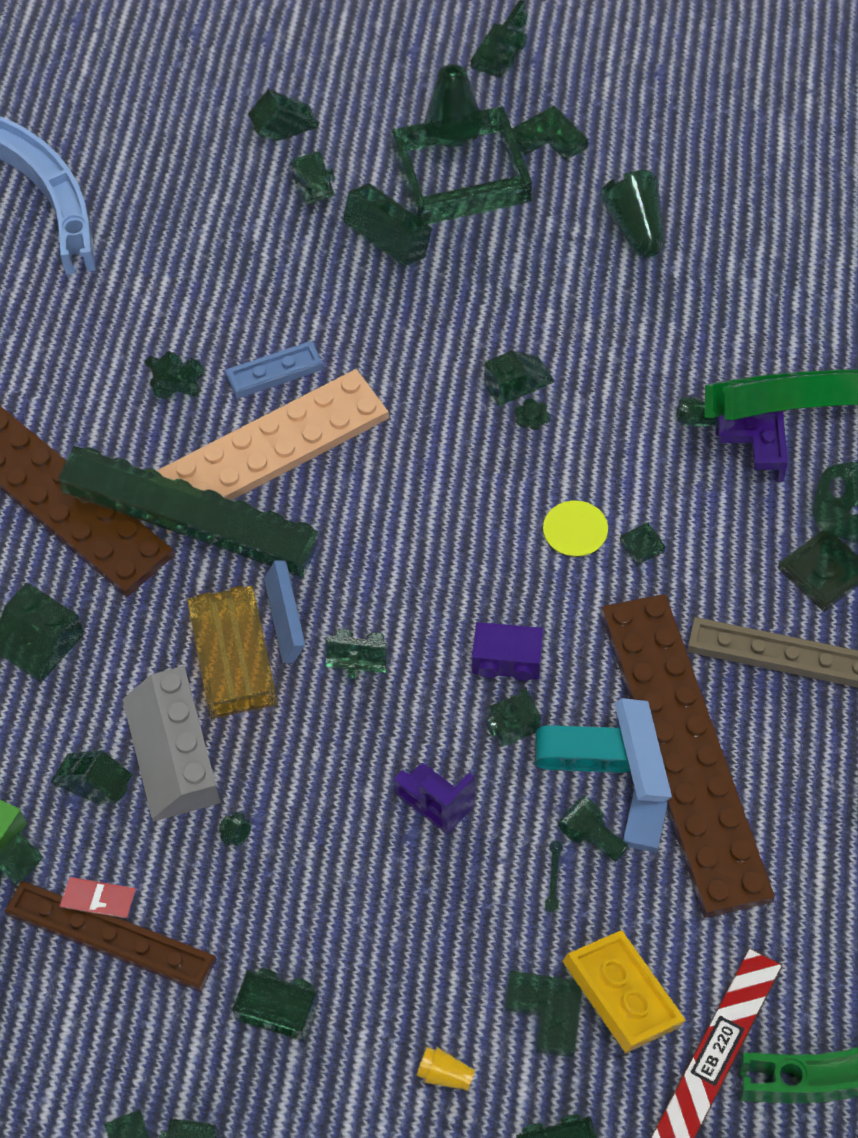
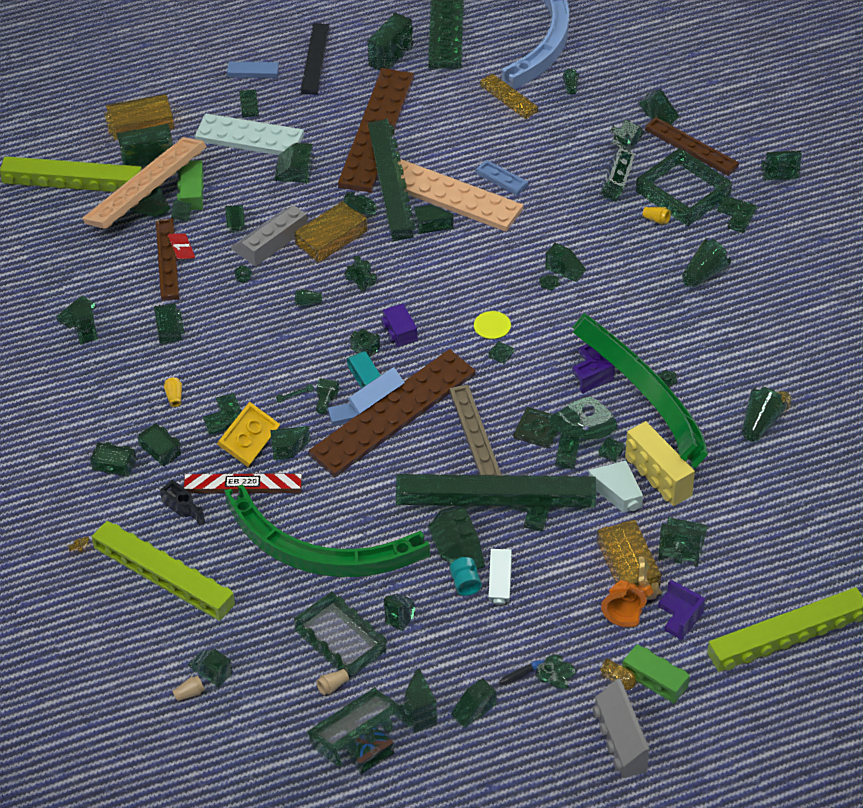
camera: 60 degrees right, 10 degrees down
(107, 279) = (509, 96): none -> clear yellow plate
(142, 189) = (571, 79): none -> clear green cone
(173, 376) = (464, 140): clear green hips -> none
(204, 579) = (360, 203): none -> clear green tile
(284, 612) = (364, 239): medium blue tile -> none
(304, 496) = (432, 219): none -> clear green slope
(355, 759) = (306, 297): none -> clear green cone
(362, 124) = (693, 146): none -> reddish brown tile
(435, 796) = (303, 332): dark purple panel -> none
(453, 109) = (703, 158): clear green cone -> none
(494, 220) = (657, 214): none -> yellow cone
(671, 938) = (289, 441): none -> clear green slope
(813, 362) = (668, 377): none -> clear green plant

